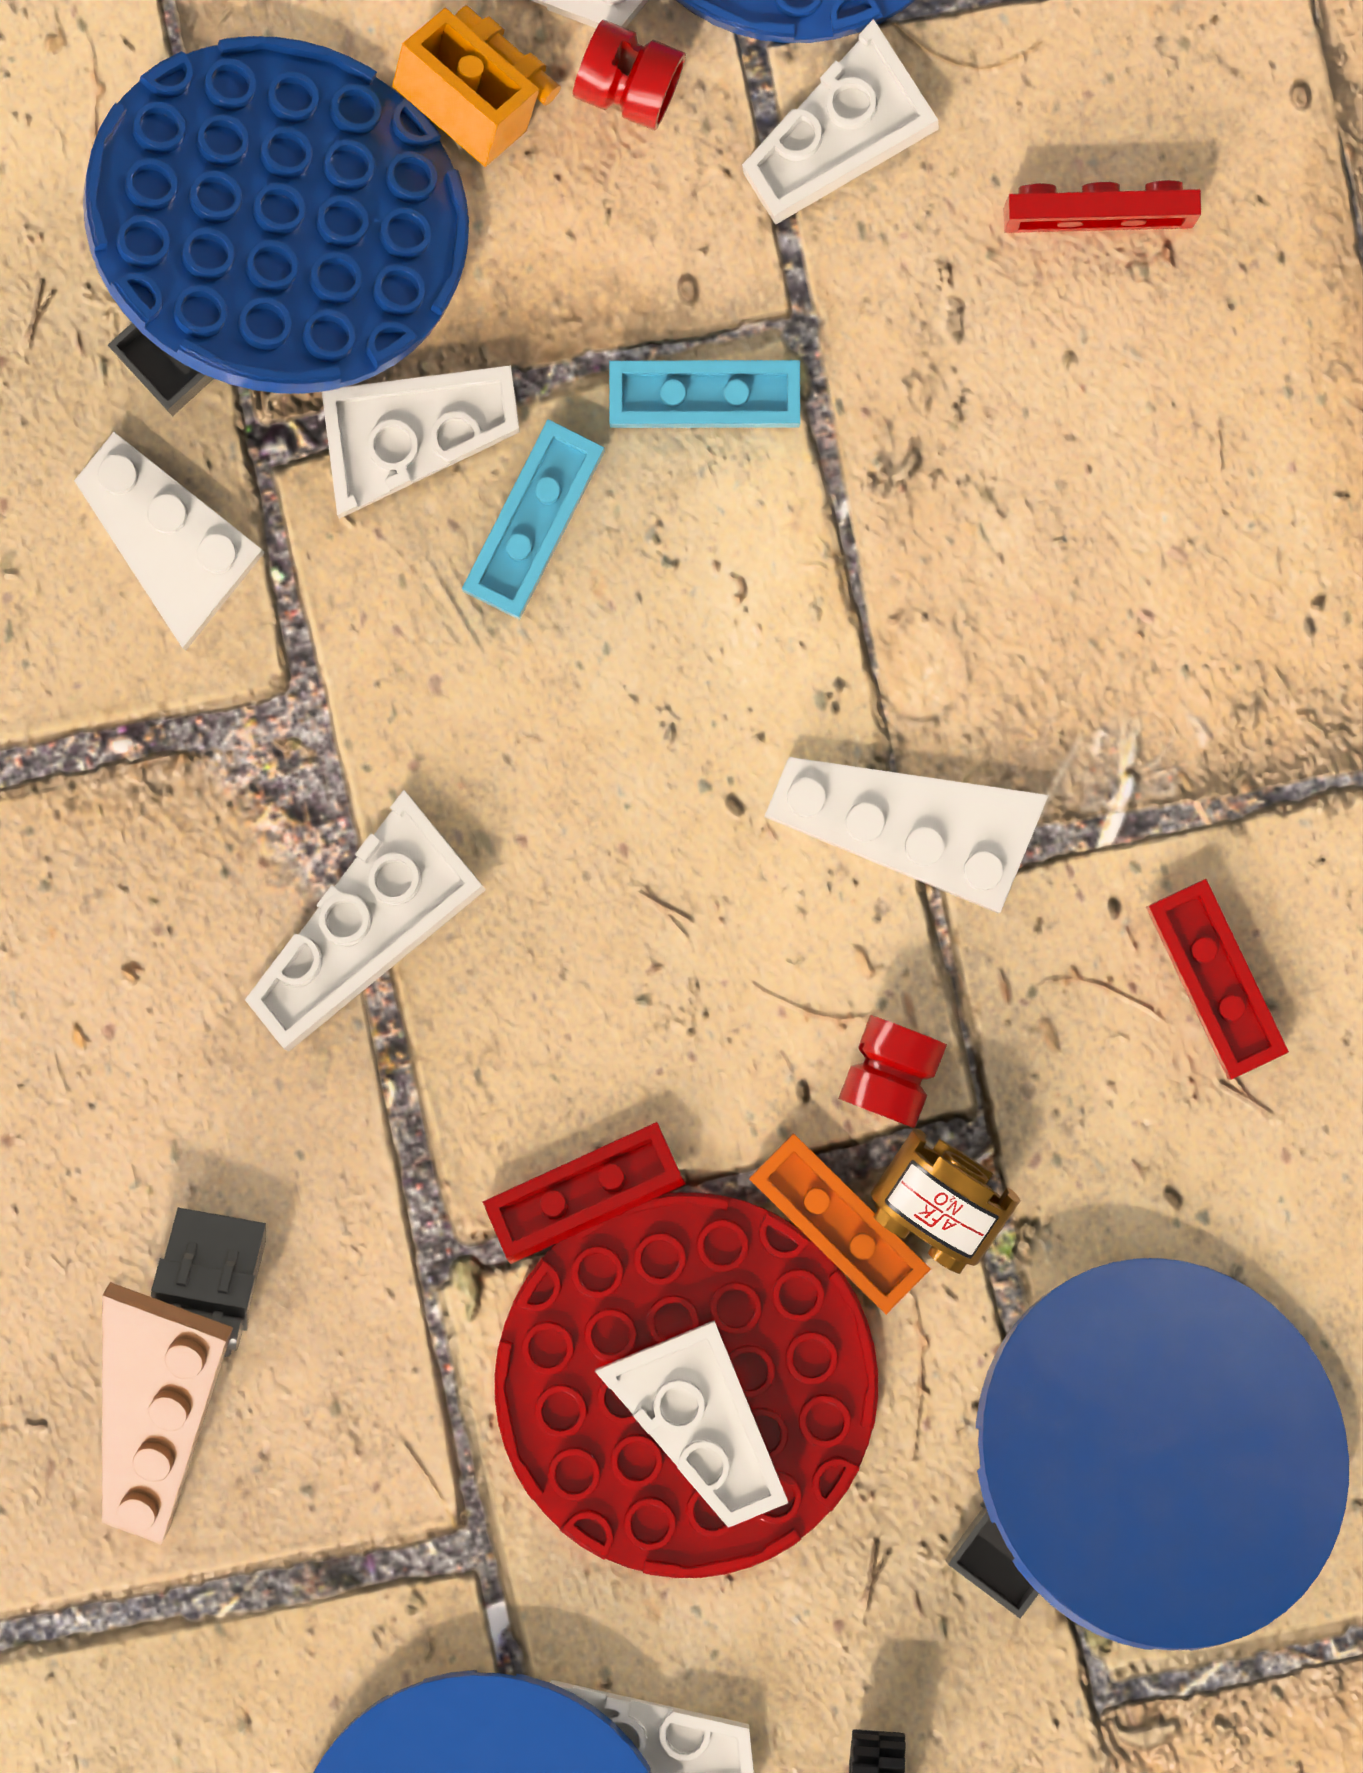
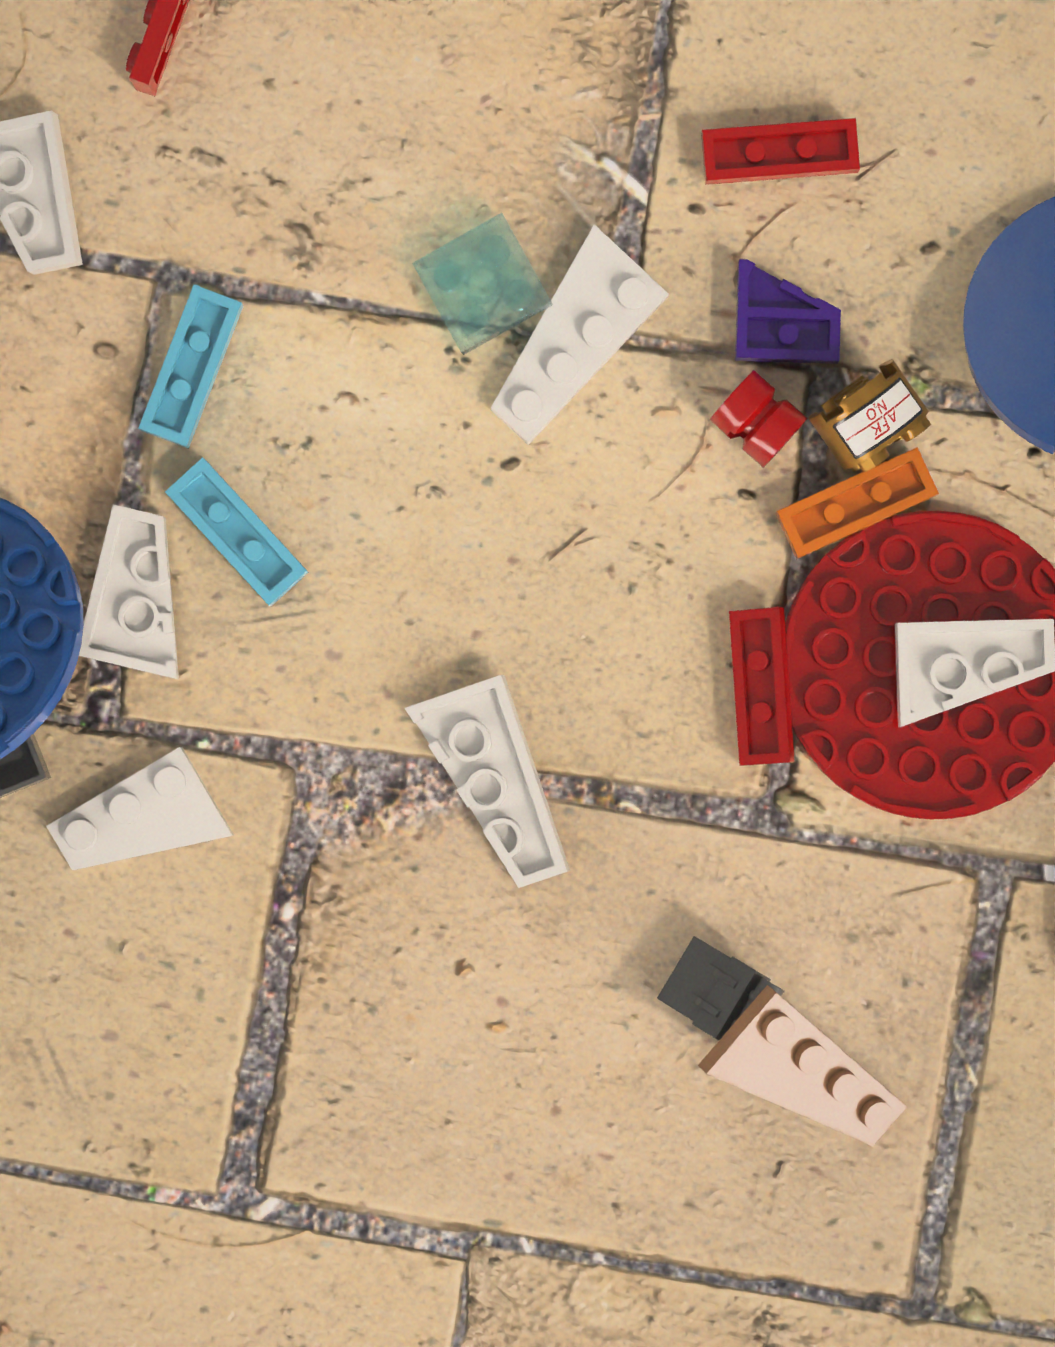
camera: 70 degrees left, 0 degrees up
(928, 692) = (482, 283): none -> clear light blue plate
(1019, 1057) = (782, 321): none -> dark purple wing

